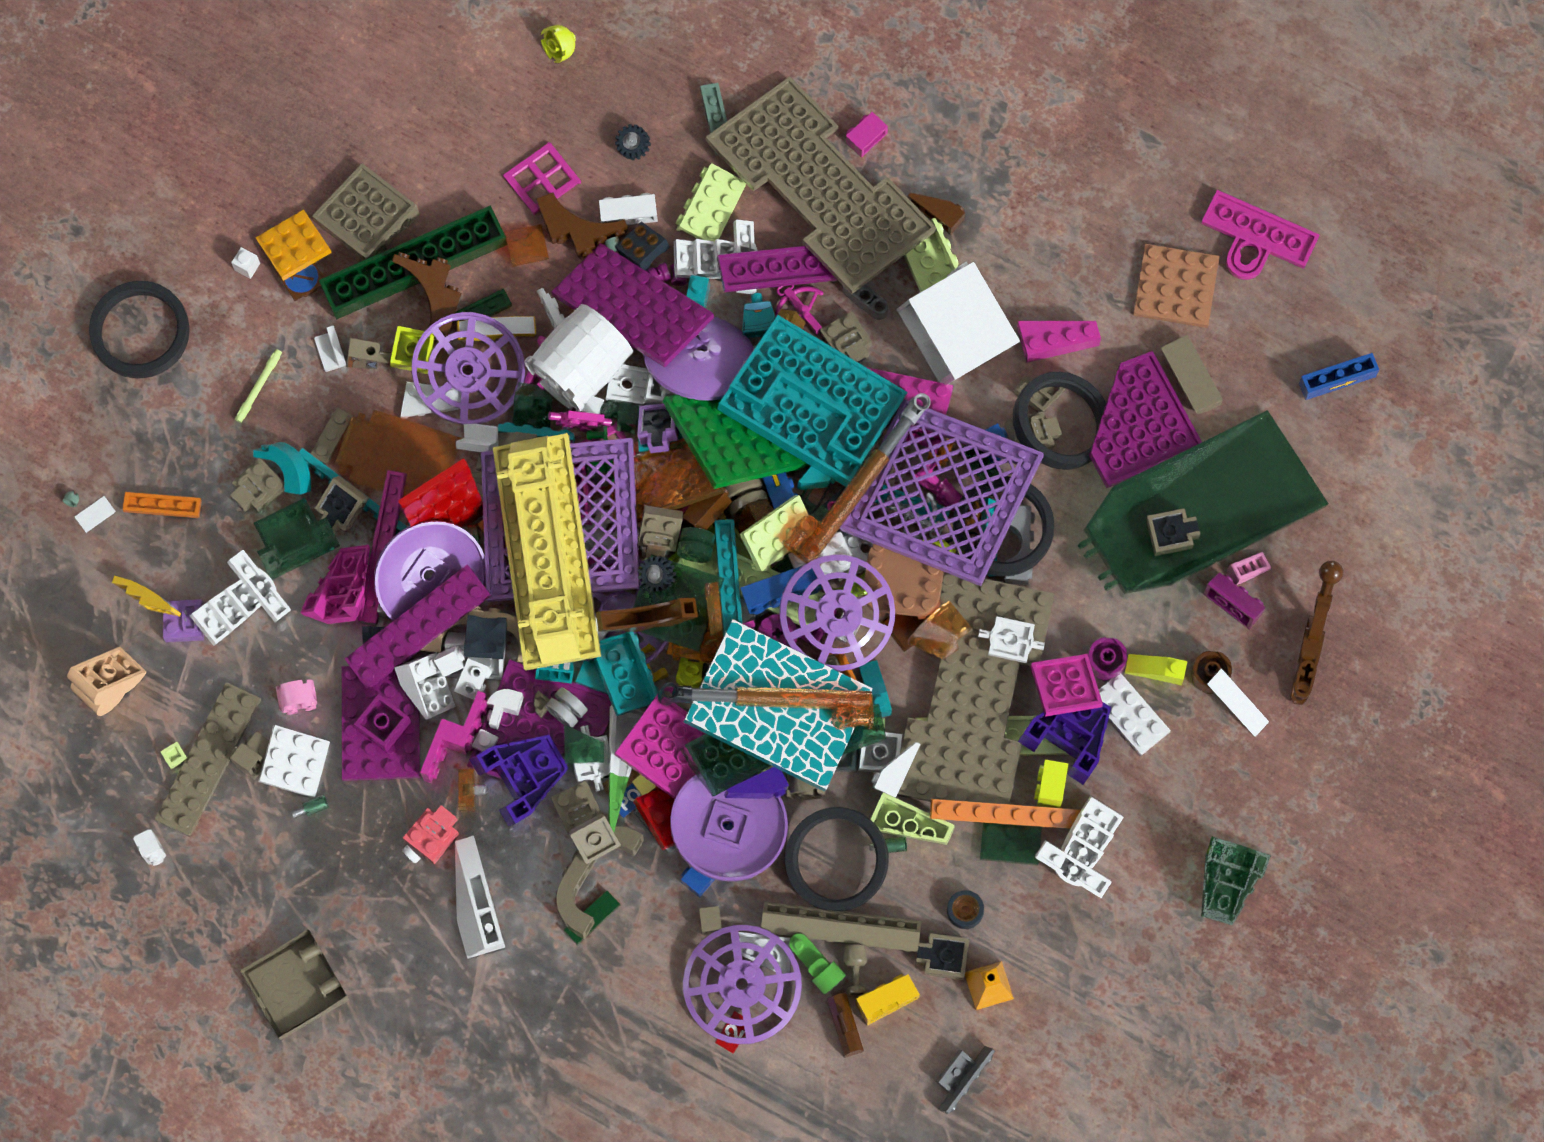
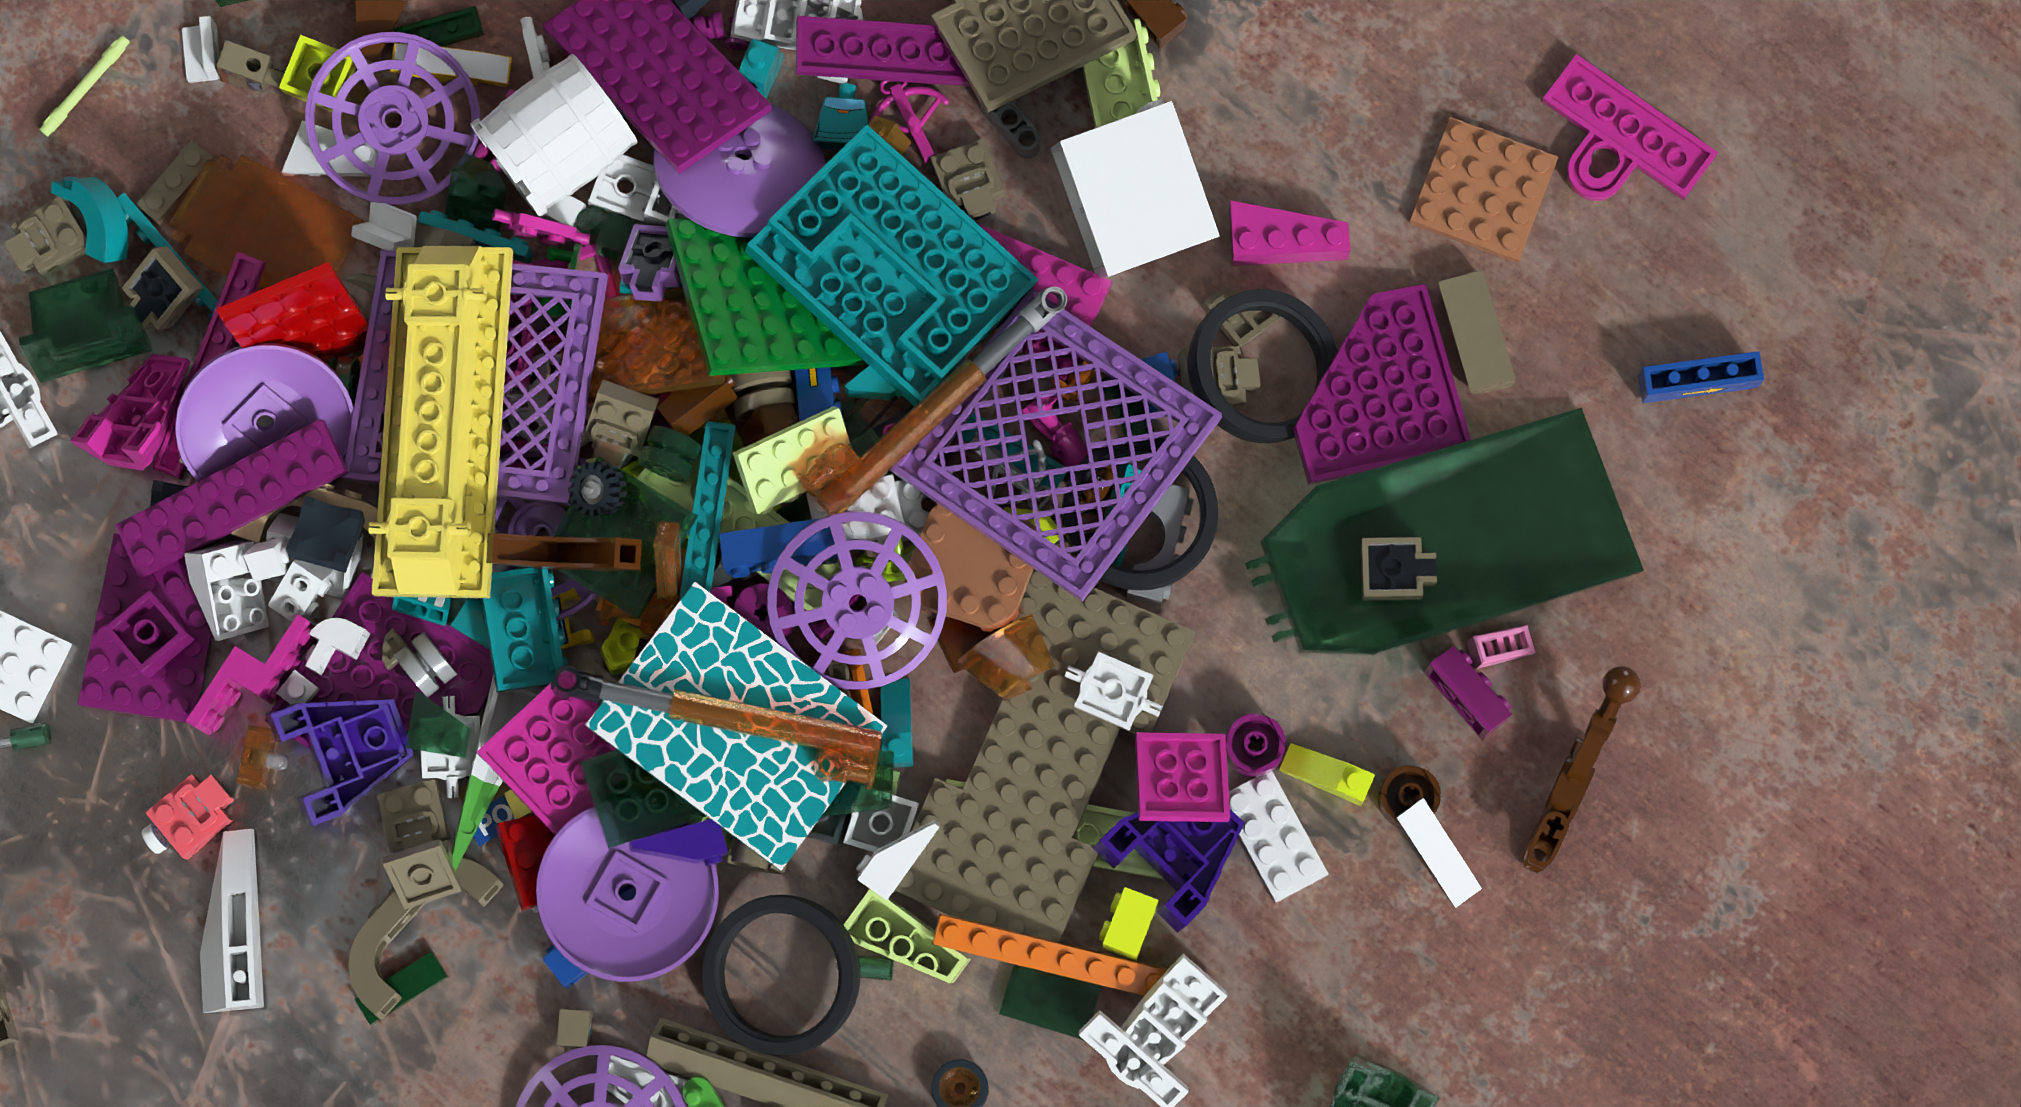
camera: 15 degrees right, 5 degrees up
(296, 696) = (35, 568): bright pink brick -> none

